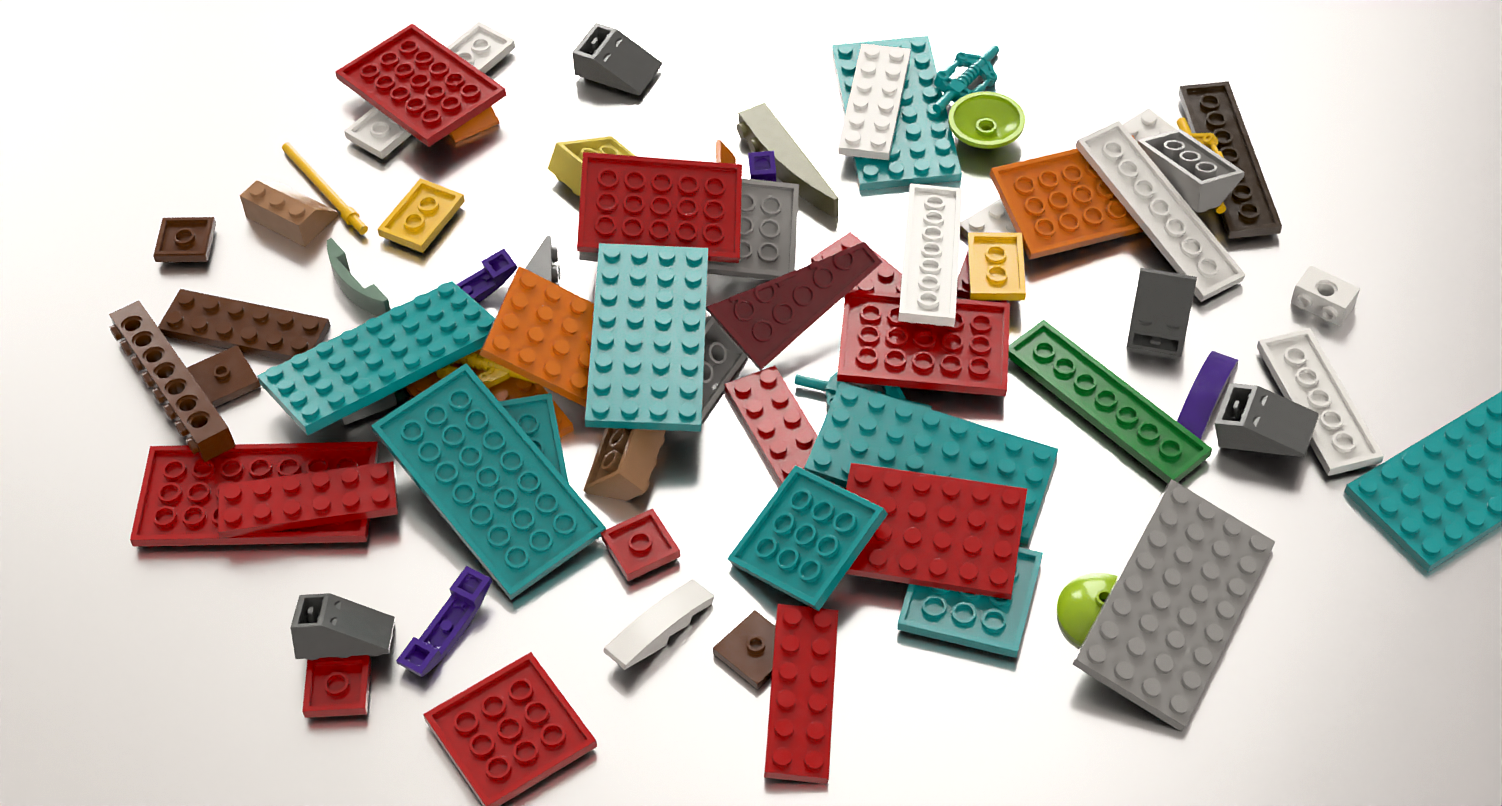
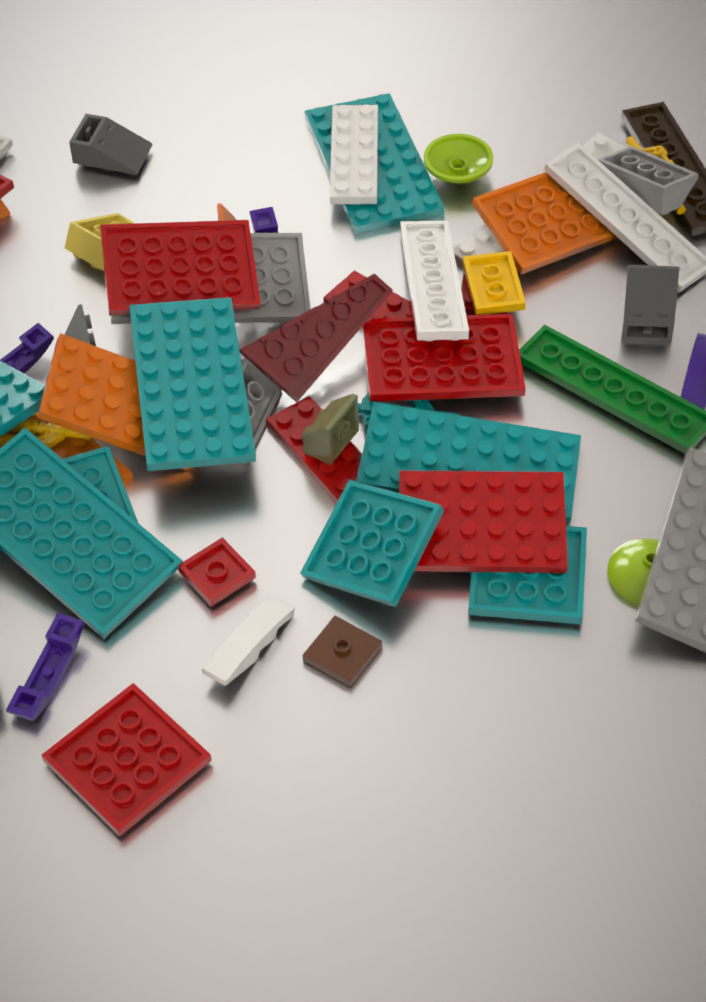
camera: 10 degrees left, 0 degrees up
(624, 463) = (187, 500): medium nougat slope -> none
(766, 133) = (259, 192): slope -> none
(789, 407) = (332, 429): none -> olive slope
(801, 694) = (393, 685): red plate -> none
(957, 88) = (426, 134): teal bar -> none

